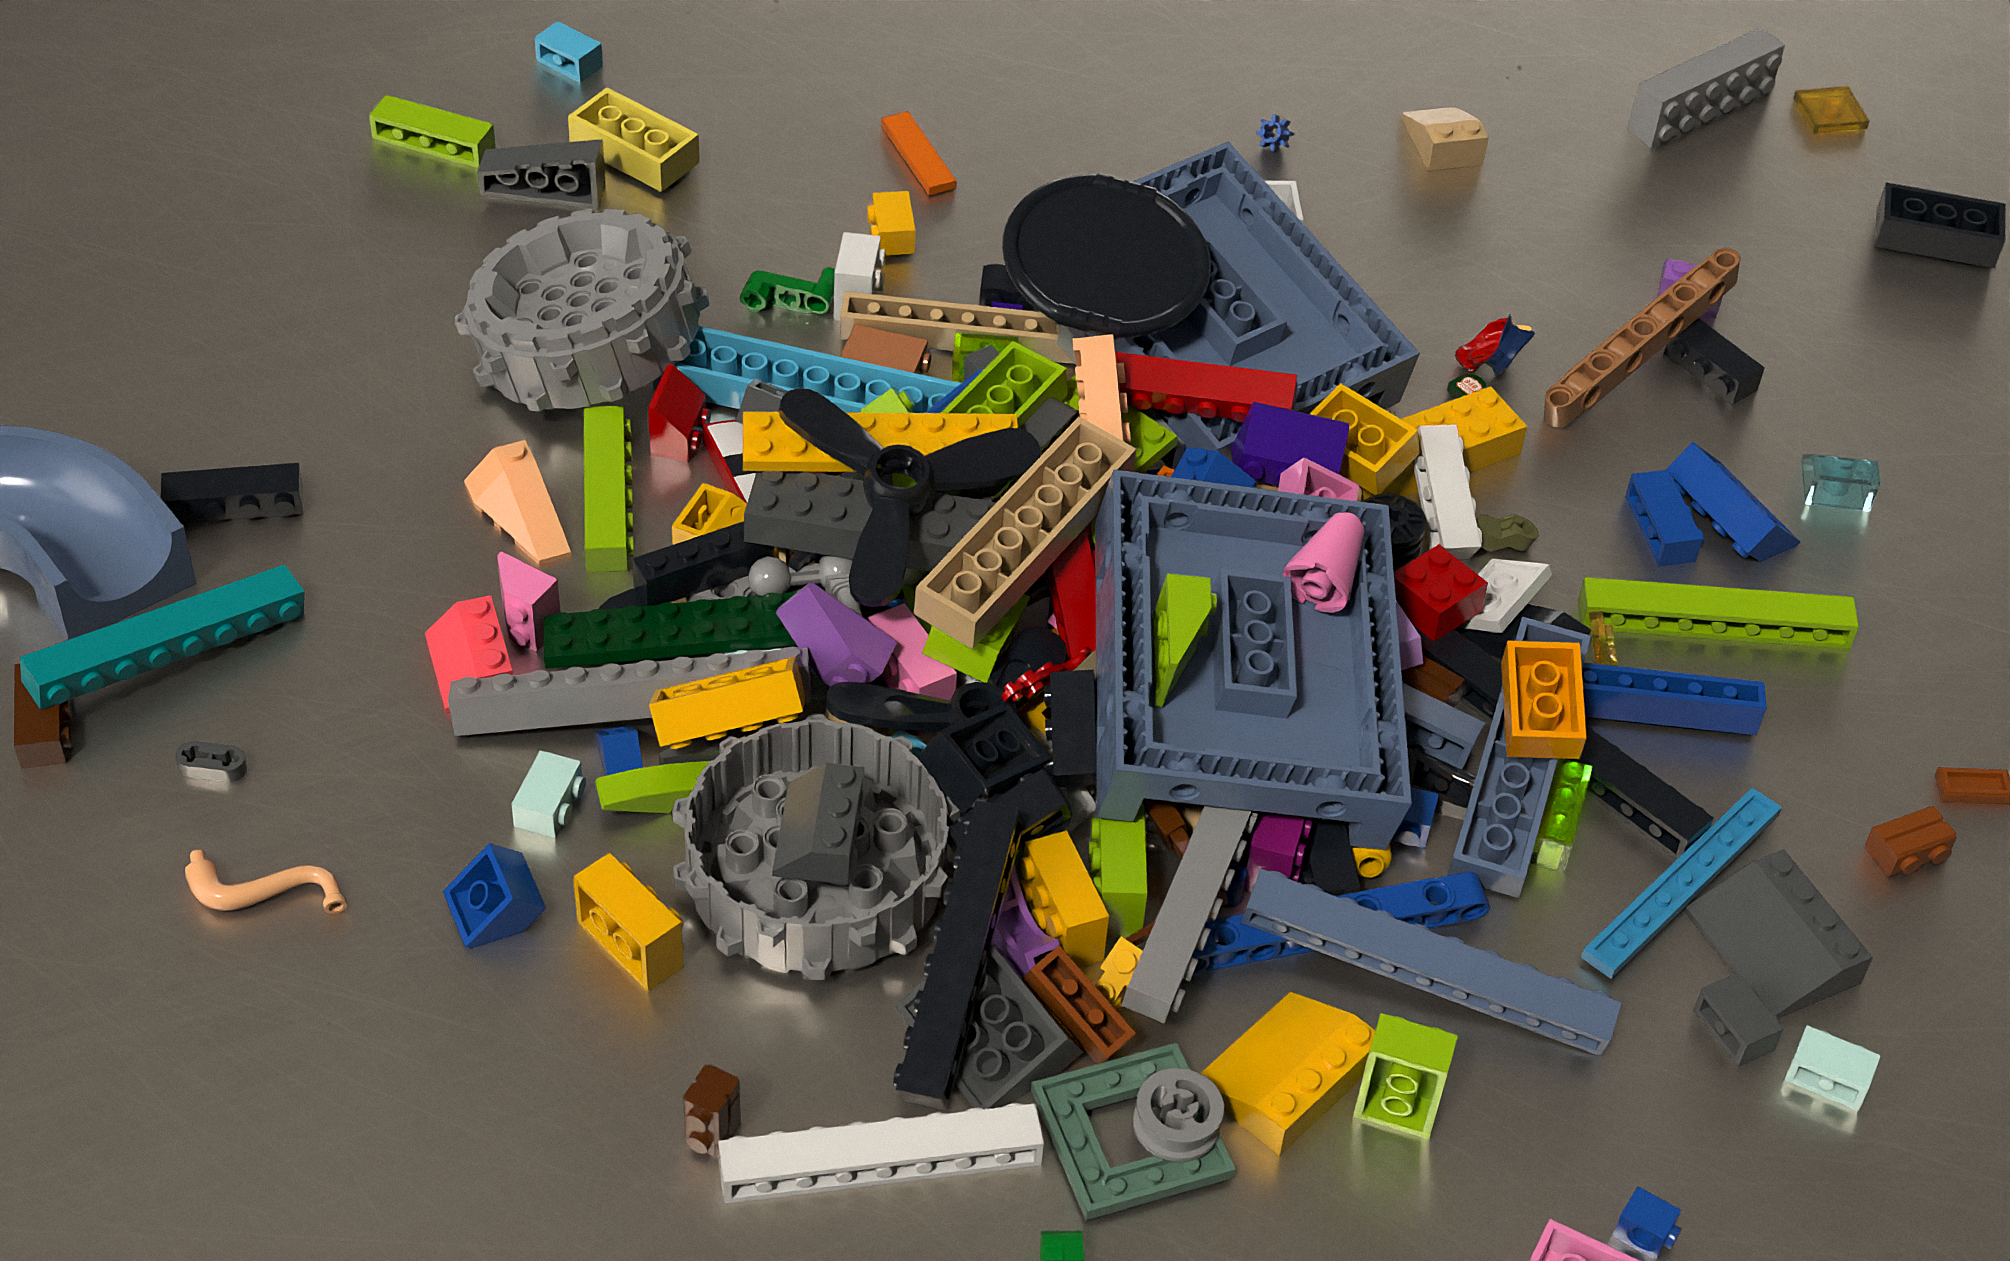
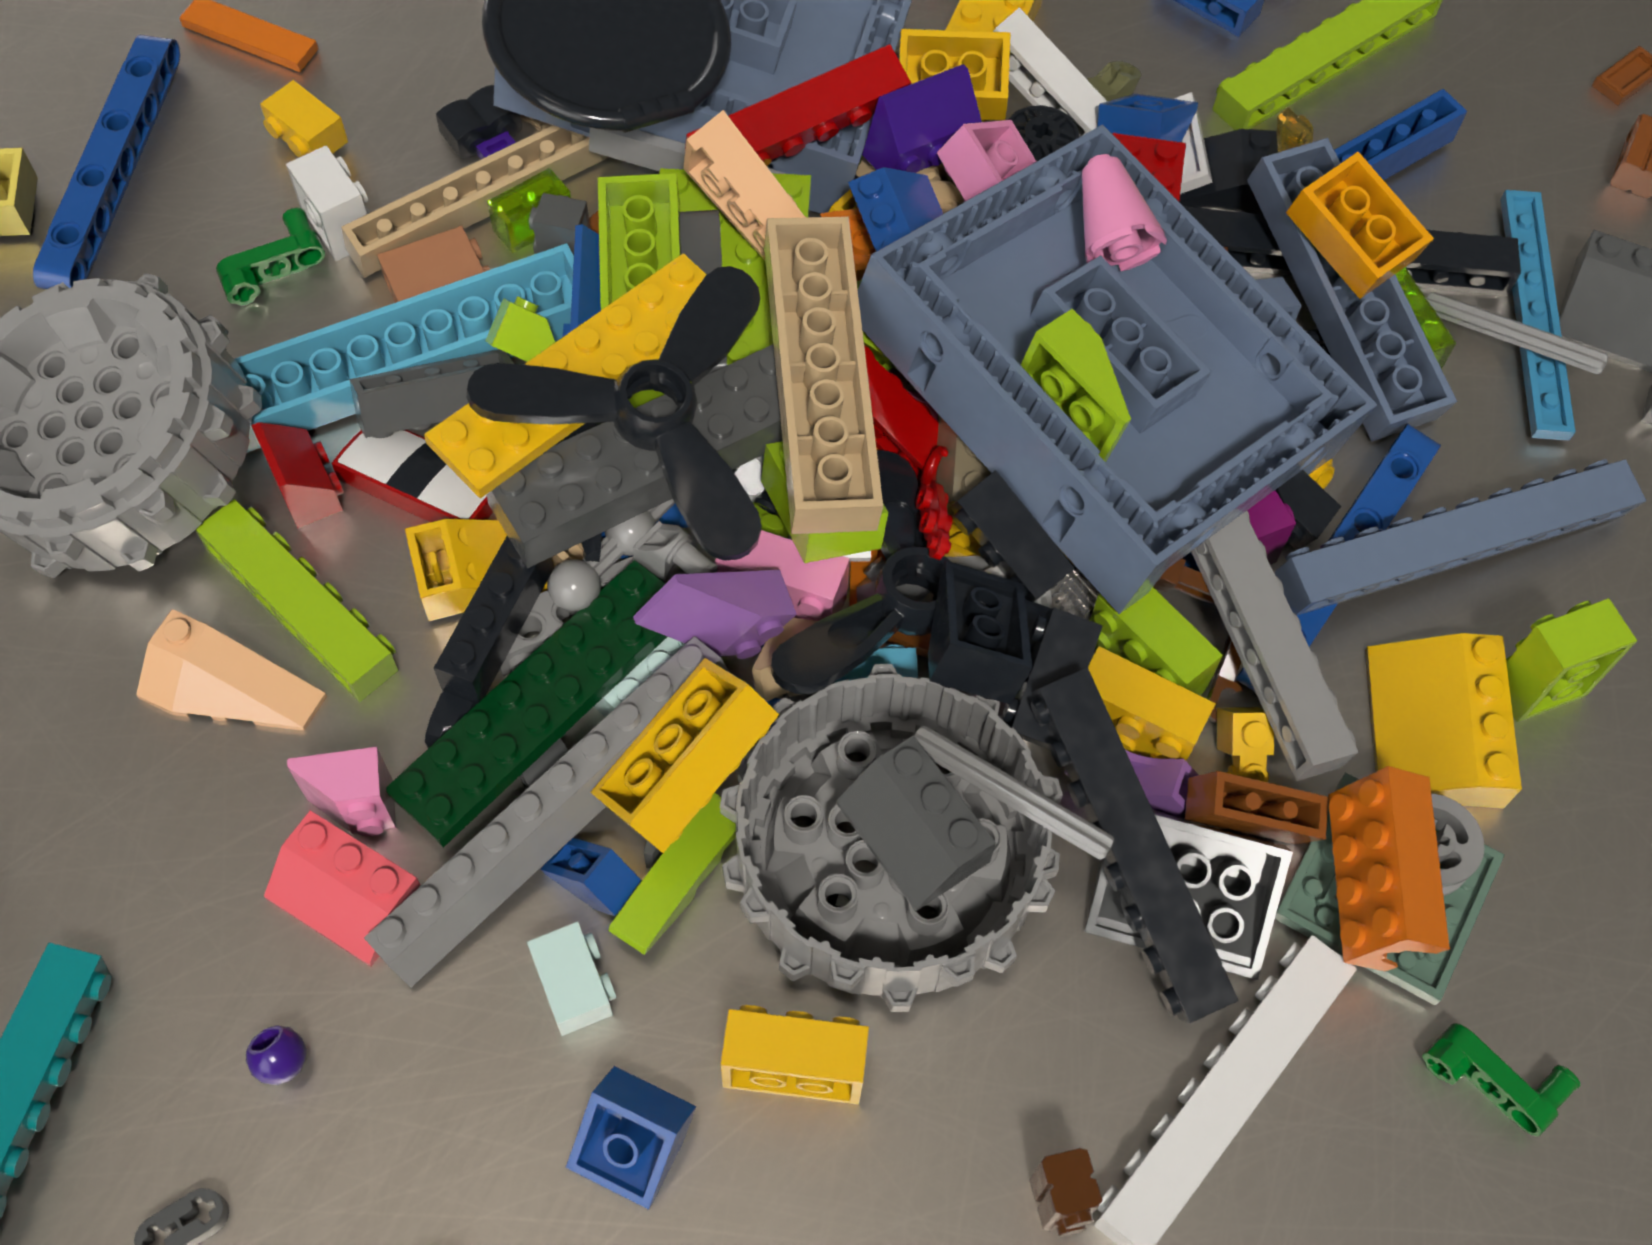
camera: 40 degrees left, 15 degrees up
(345, 712) = (276, 1055): none -> dark purple piece
(753, 174) = (107, 163): none -> blue beam
(903, 855) = (1015, 793): none -> light grey axle
(1118, 1089) = (1387, 868): none -> orange brick
(1493, 560) = (1148, 116): none -> blue slope
(1639, 877) = (1518, 333): none -> light grey axle

